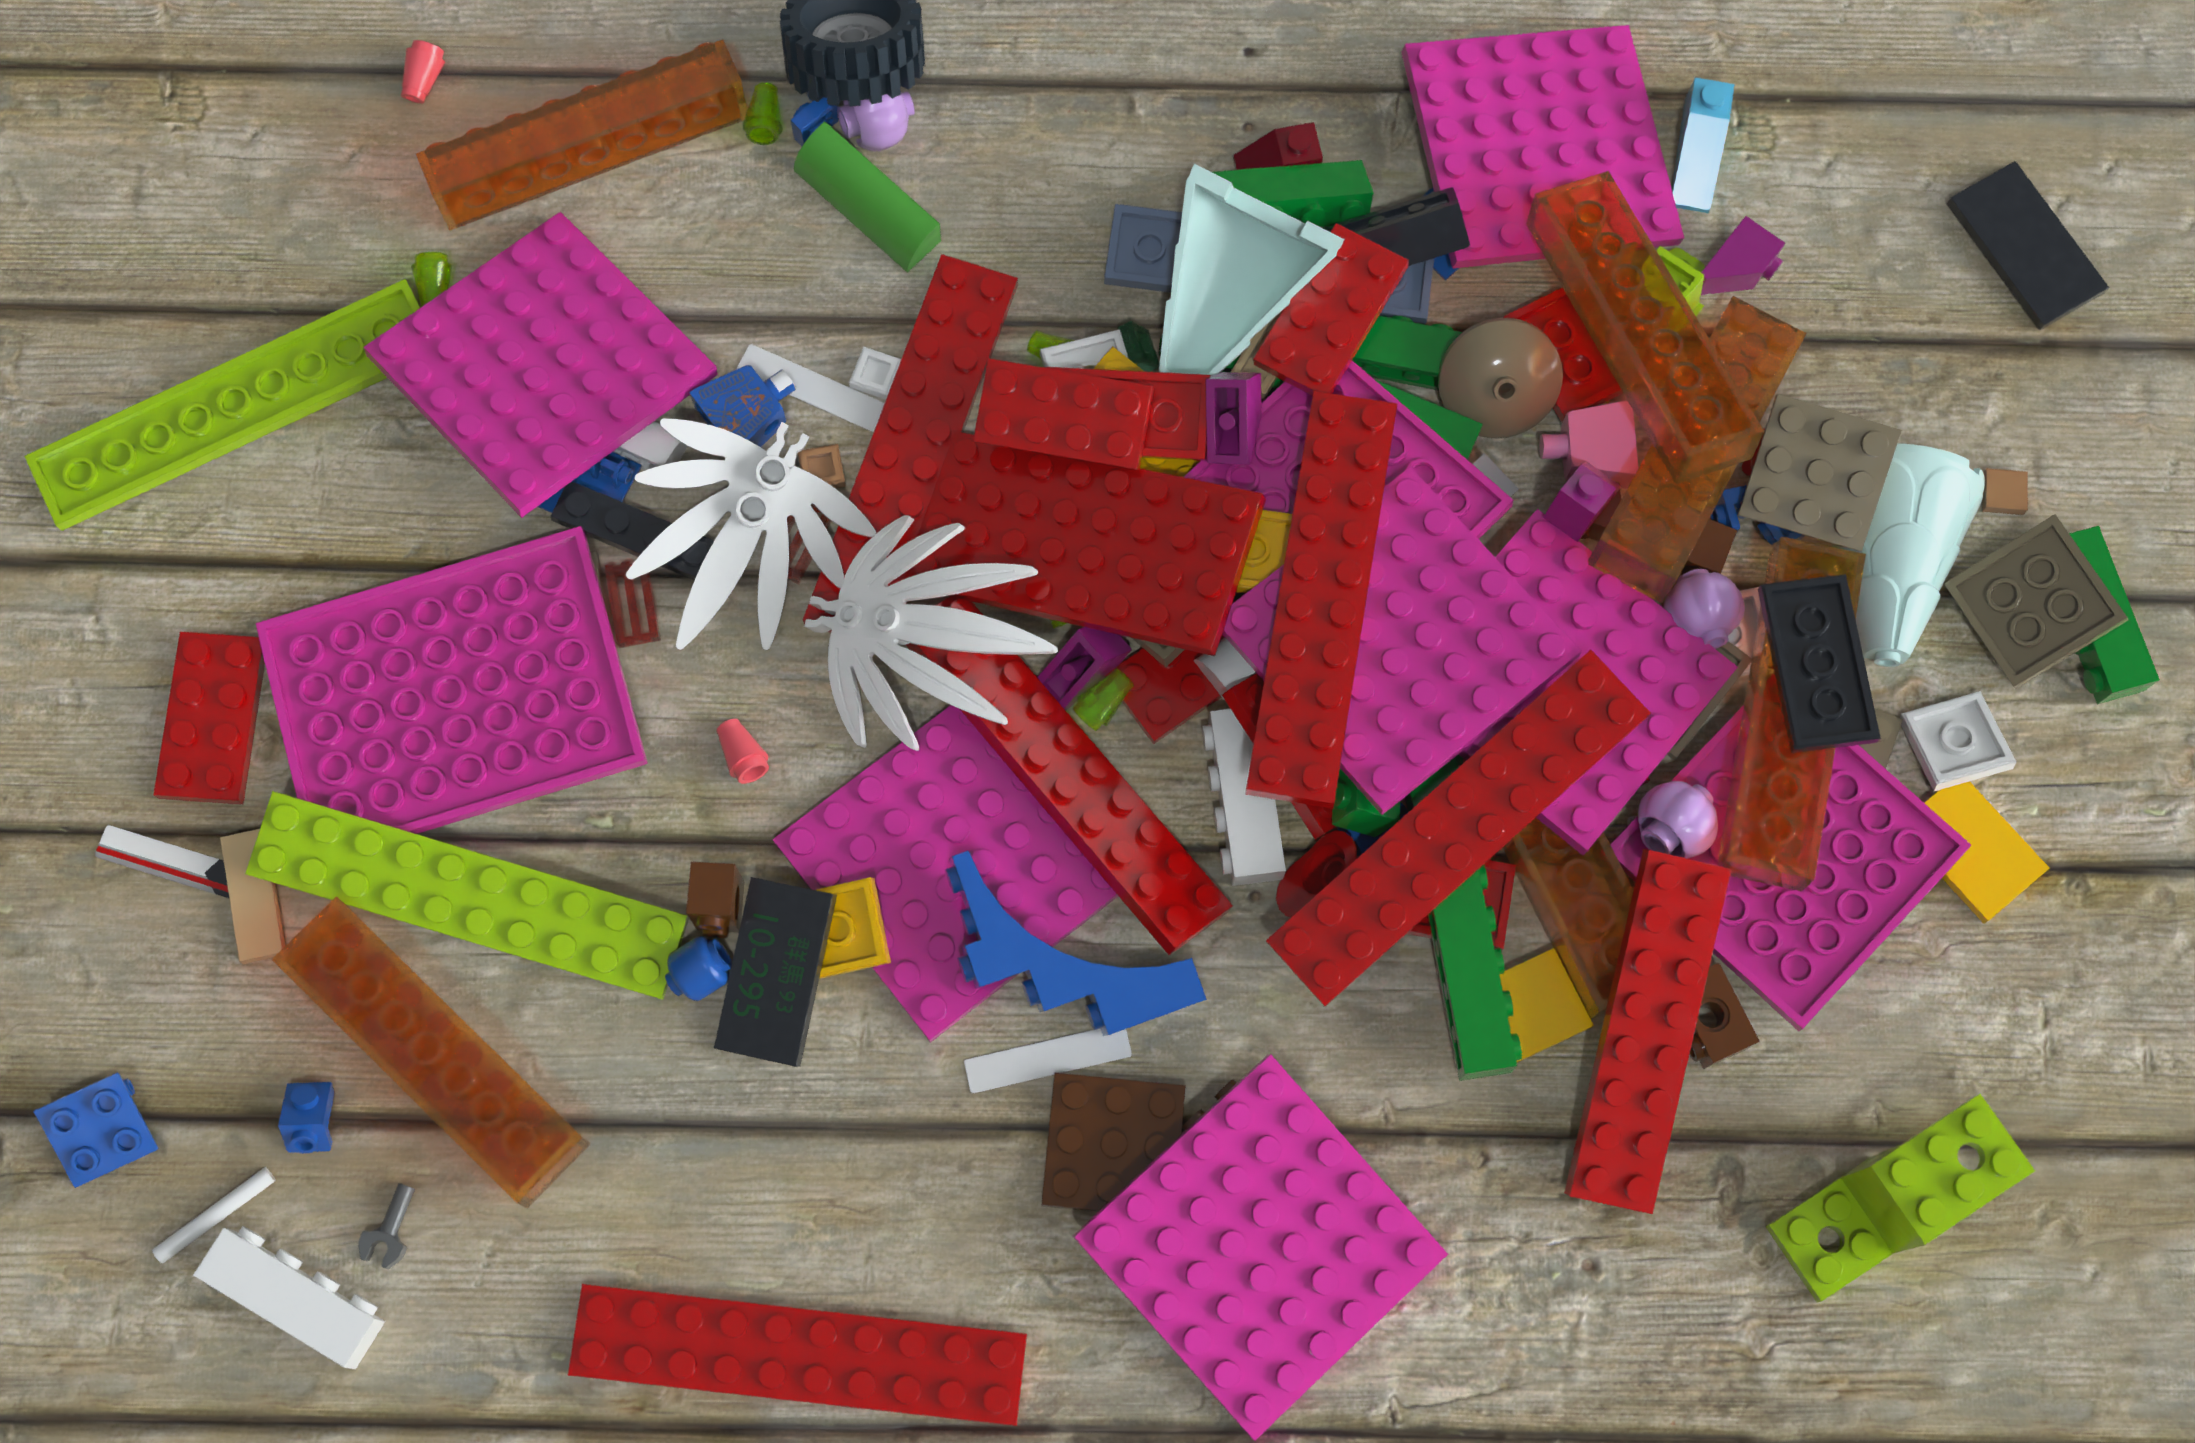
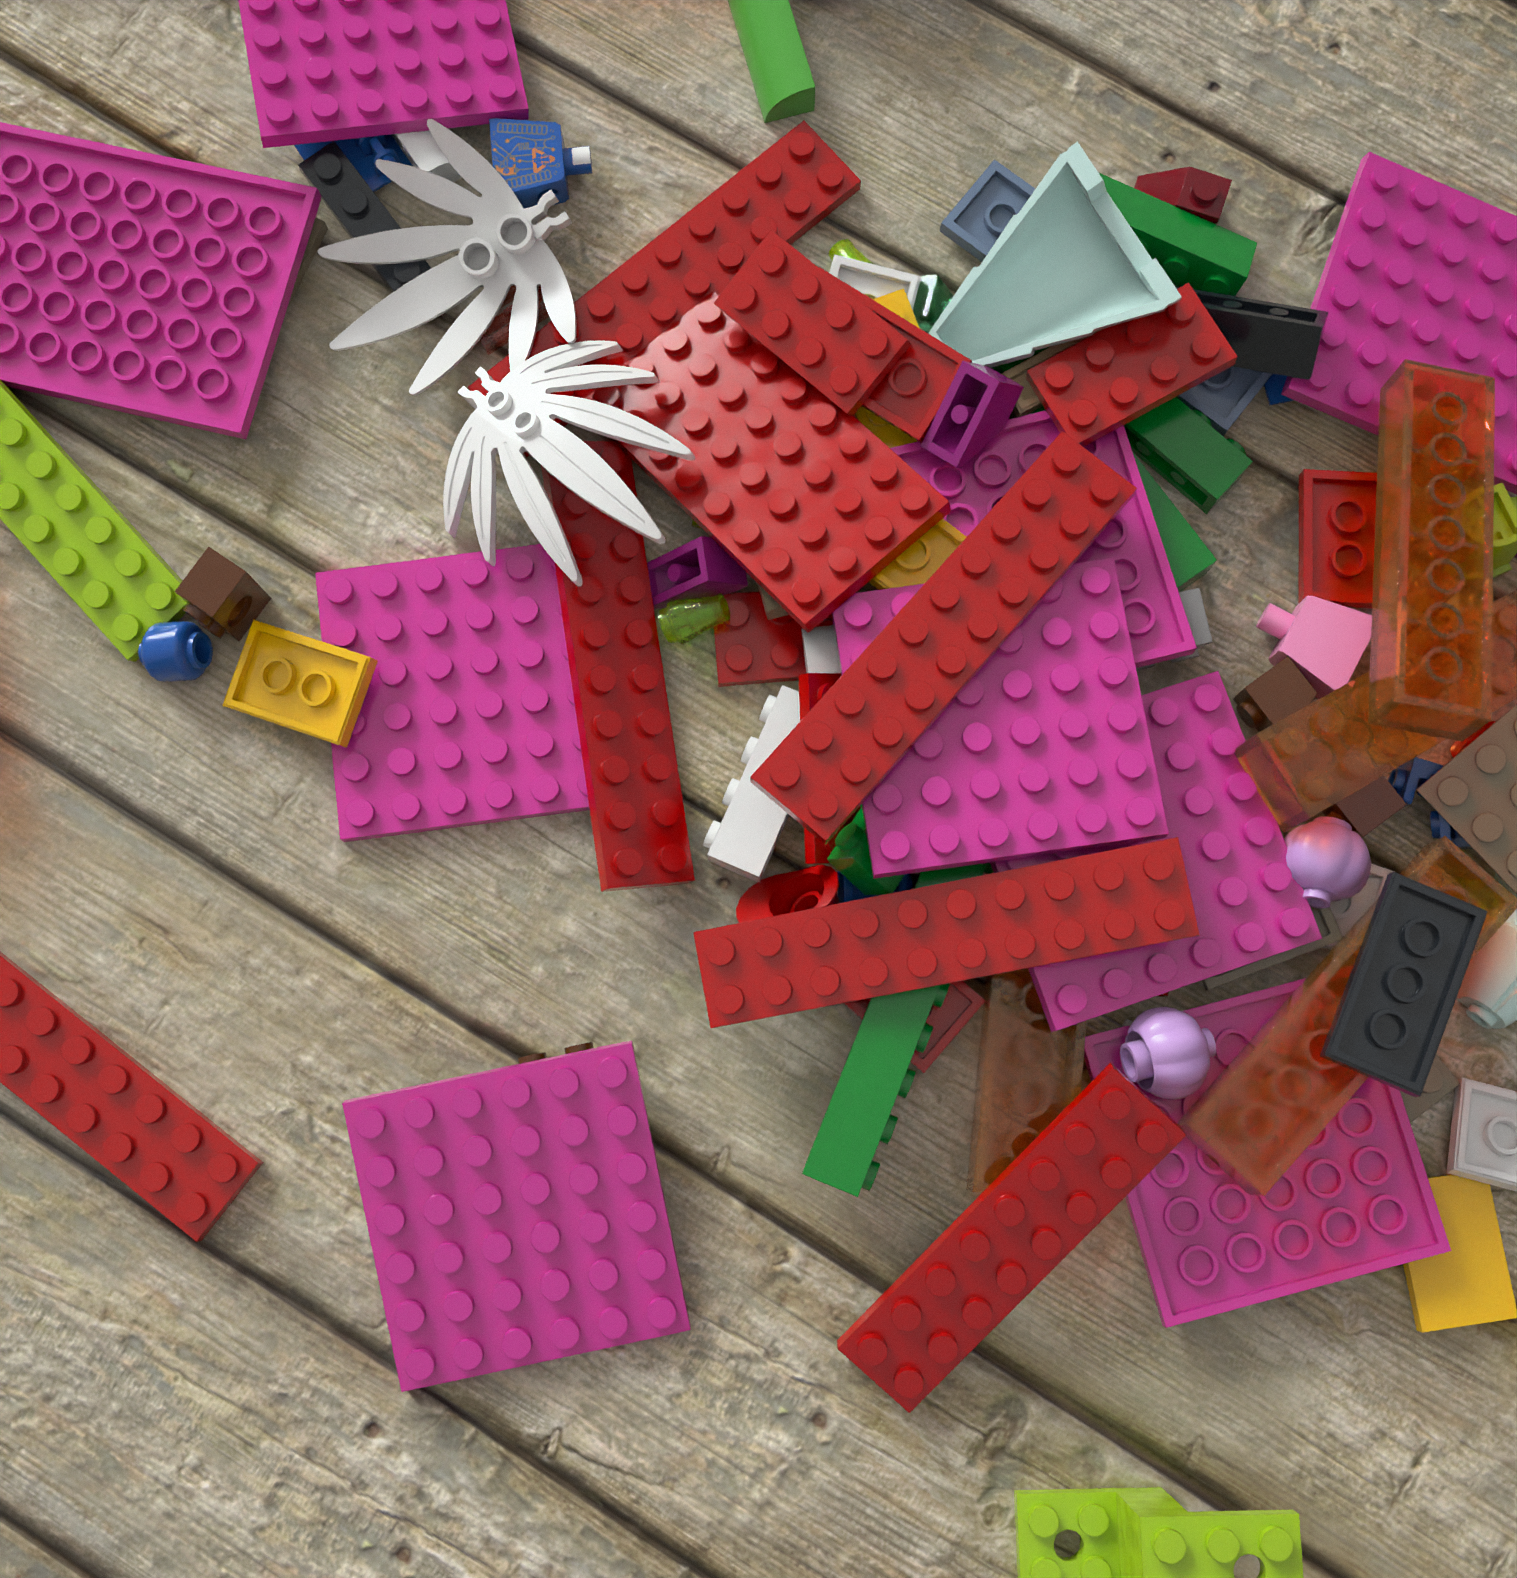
camera: 35 degrees right, 5 degrees up
(637, 638) = (310, 287): clear red tile -> none
(742, 753) = (337, 479): coral cone -> none
(775, 972) = (238, 694): black tile -> none
(816, 388) = (613, 182): white sticker -> none
(824, 463) = (576, 257): medium nougat tile -> none
(874, 373) = (674, 196): white tile -> none
(1004, 948) = (451, 796): blue arch -> none
(1045, 1059) = (440, 920): white sticker -> none
(1105, 1136) = (444, 1024): reddish brown plate -> none
(1498, 354) = (1271, 498): dark tan dish -> none
(1543, 1004) = (927, 1147): yellow tile -> none
(1581, 500) = (1266, 686): magenta slope -> none
(1733, 1029) = (1097, 1285): reddish brown brick -> none

